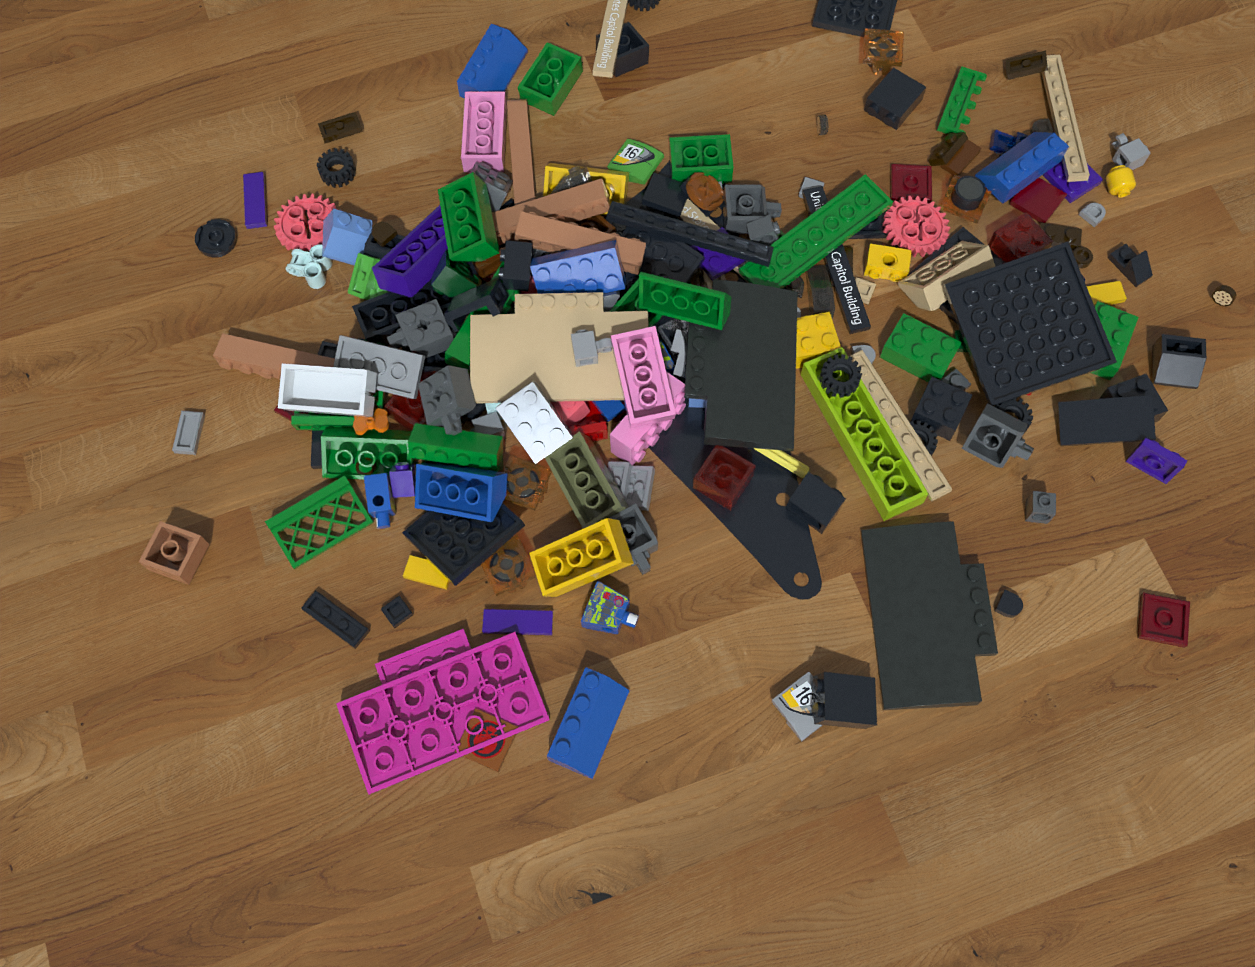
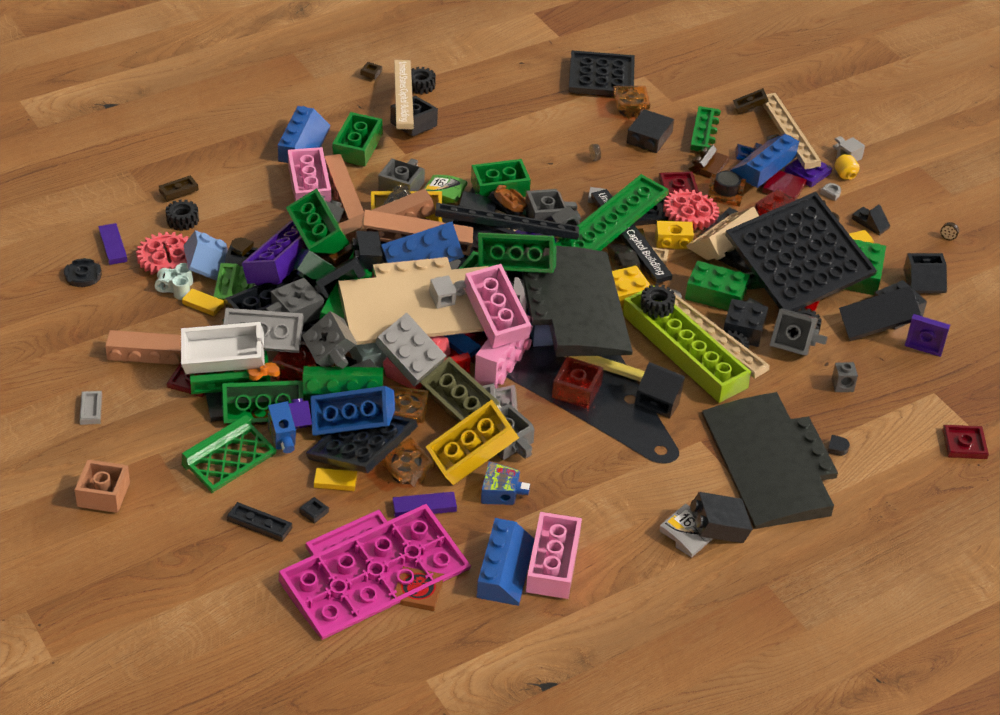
camera: 15 degrees left, 25 degrees down
(335, 297) = (203, 302): none -> yellow tile
(588, 142) = (402, 173): none -> dark grey hinge
(642, 725) = (553, 555): none -> bright pink brick

